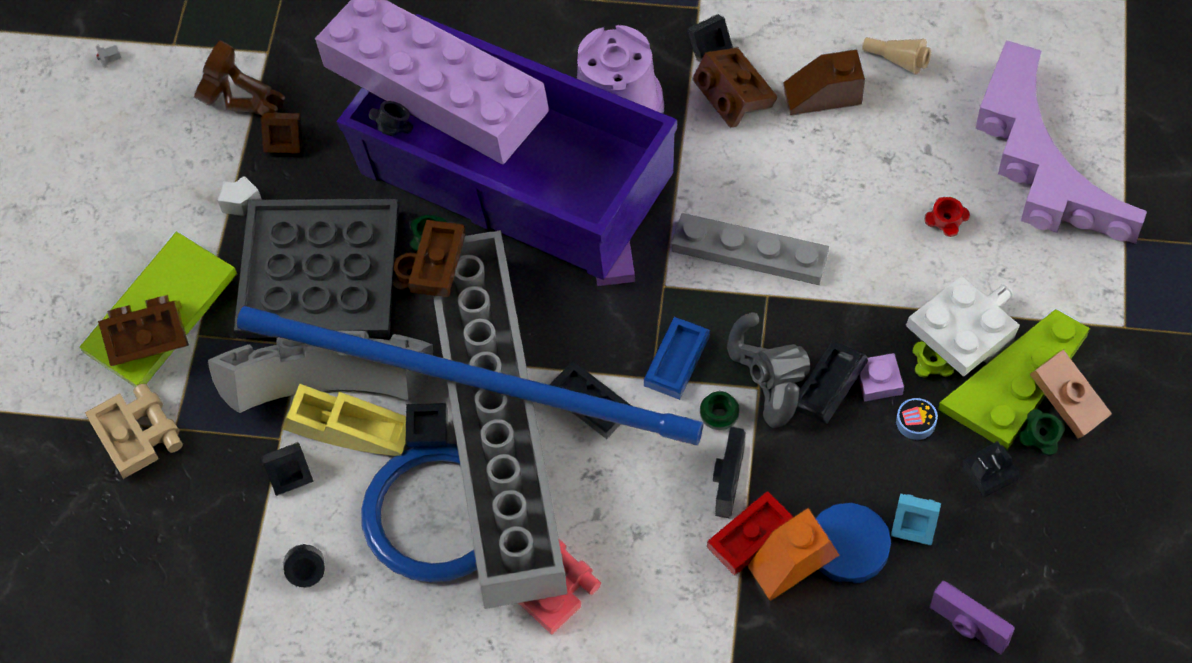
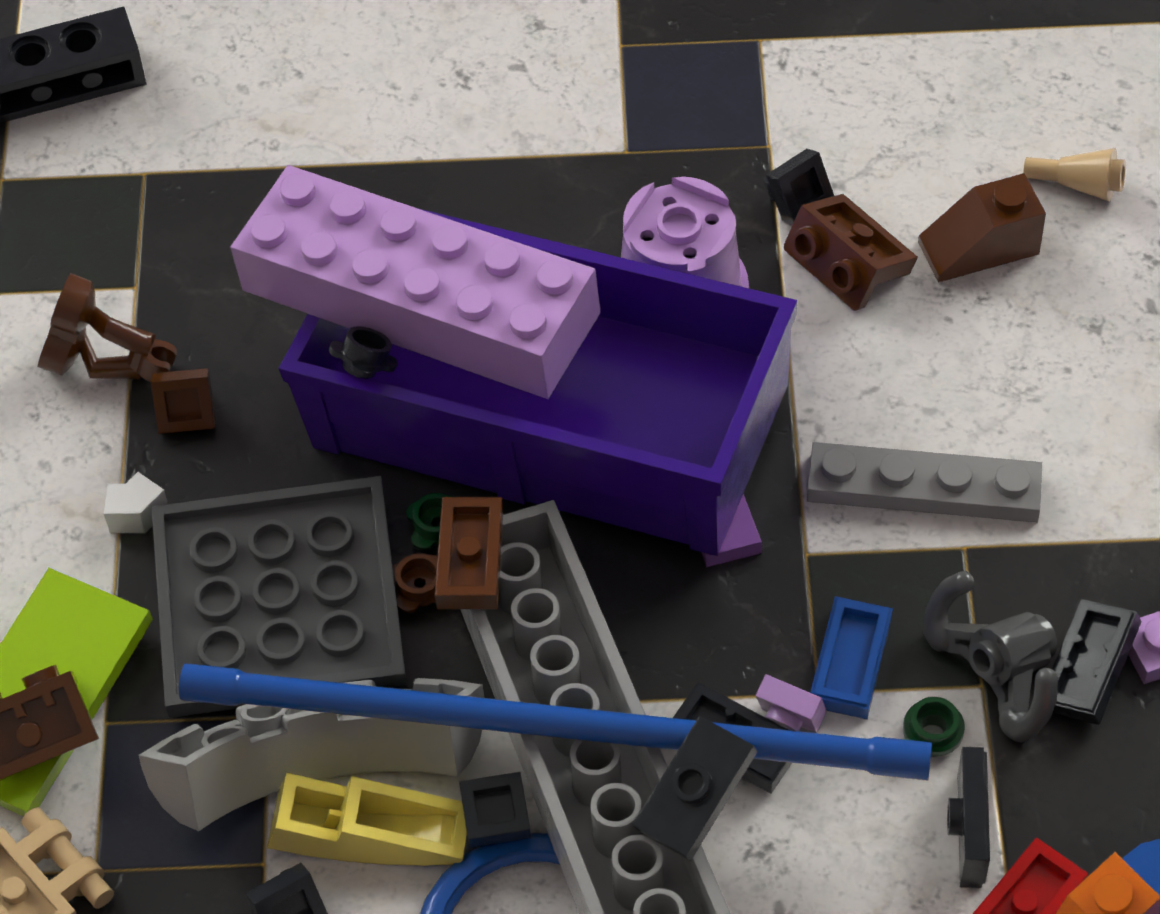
camera: 10 degrees left, 5 degrees down
(545, 430) = (695, 788): none -> black plate
(628, 385) = (790, 705): none -> lavender plate

